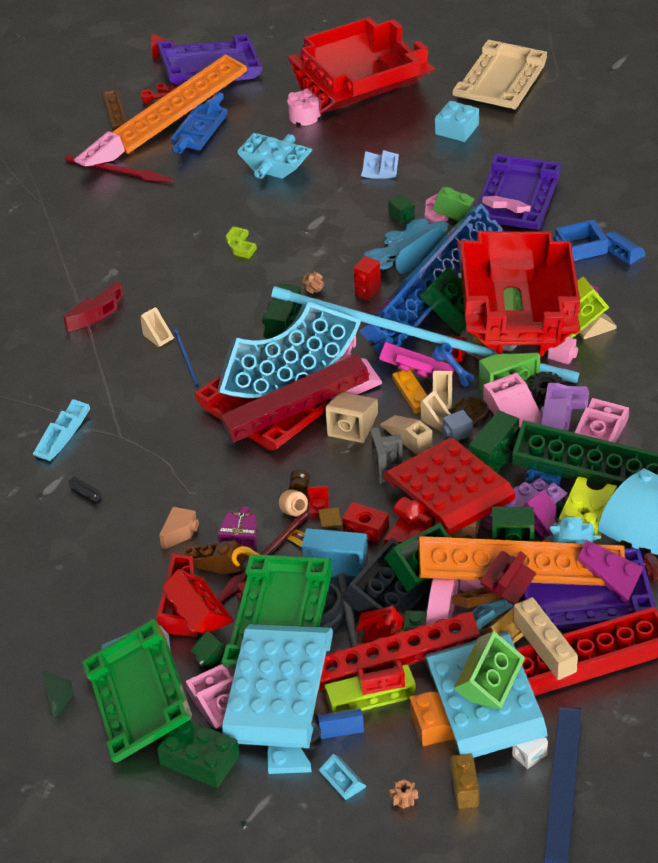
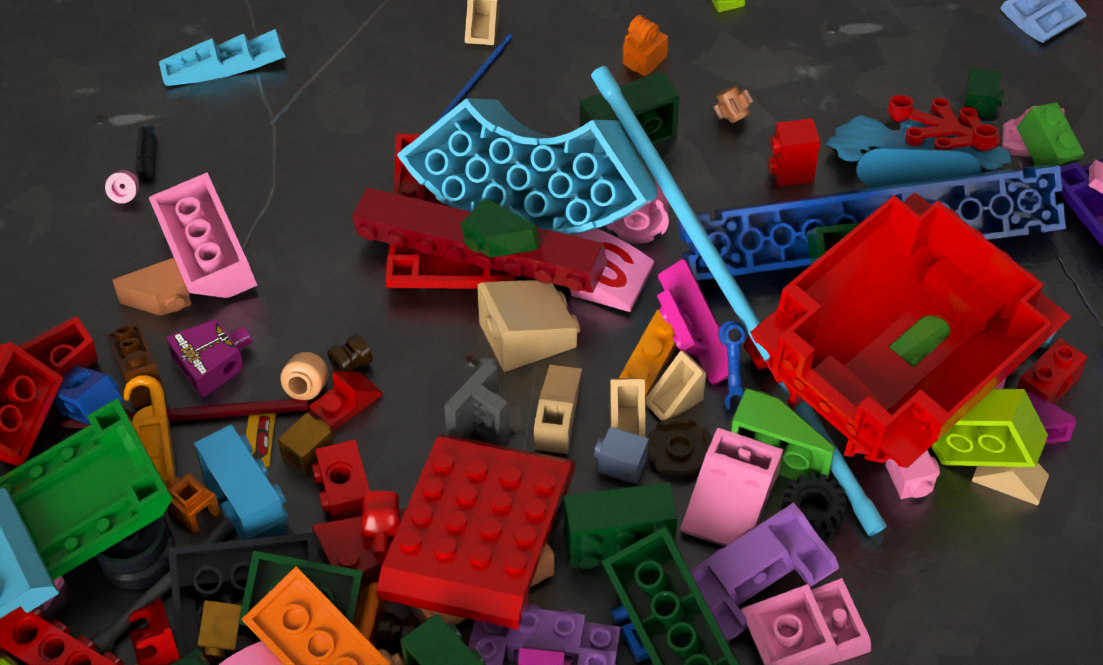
camera: 45 degrees right, 10 degrees up
(99, 506) = (122, 186): none -> bright pink tile
(173, 488) = (202, 239): none -> bright pink slope
(221, 576) = (85, 392): none -> blue brick
(245, 287) = (644, 46): none -> orange brick
(311, 379) = (498, 231): none -> dark green slope
(404, 596) = (219, 628): none -> pearl gold brick
(410, 224) = (981, 136): none -> red plant

